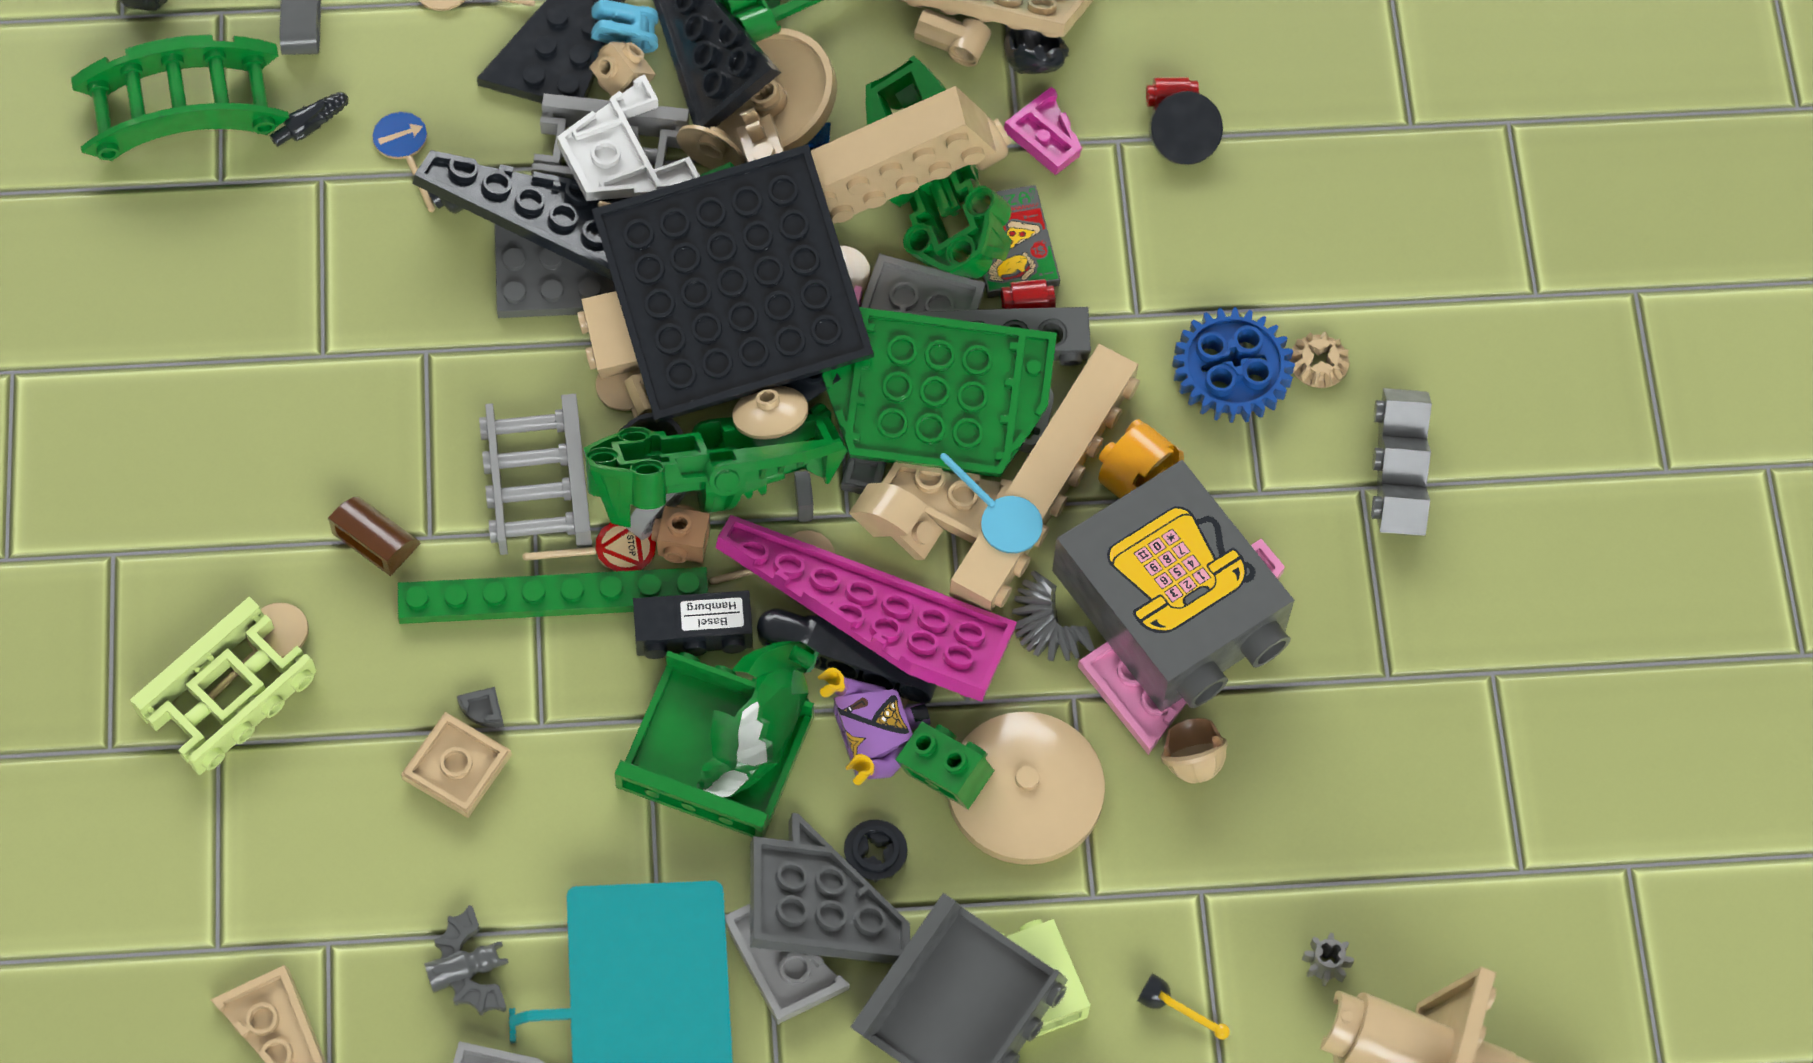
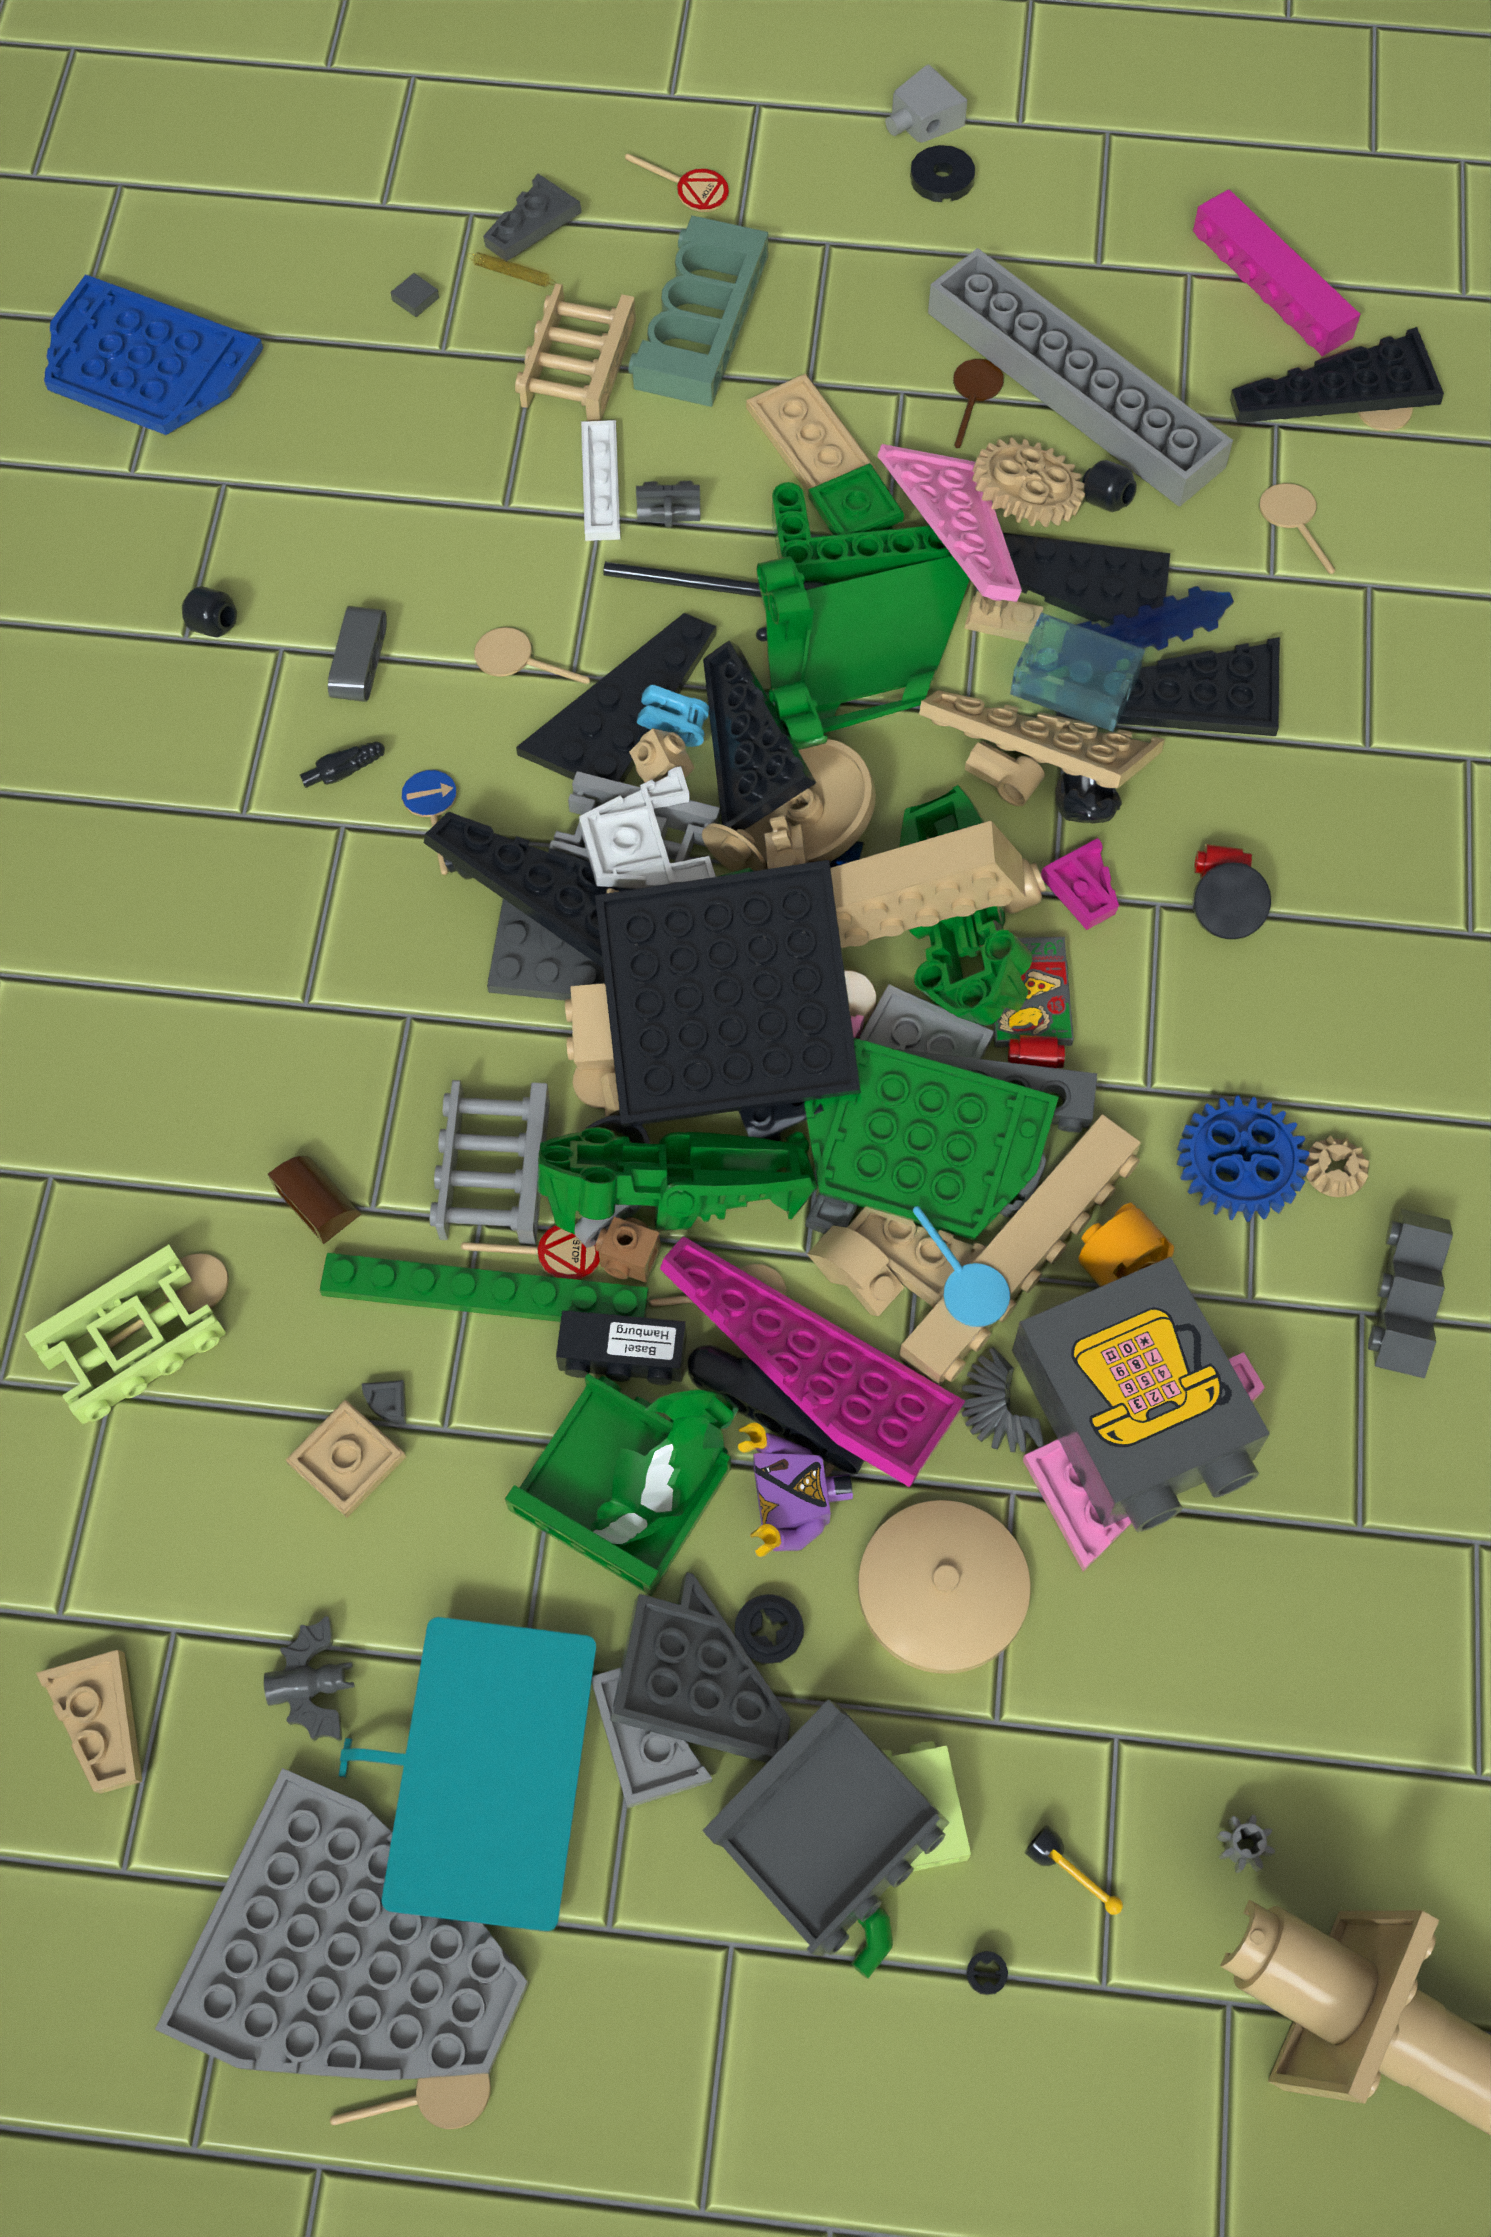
camera: 15 degrees right, 0 degrees up
(171, 56) = (213, 682): green fence -> none
(770, 413) = (742, 1135): tan dish -> none
(803, 496) = (763, 1228): dark grey tile -> none
(946, 764) = (859, 1548): green brick -> none
(1194, 750) = (1134, 1577): piece -> none

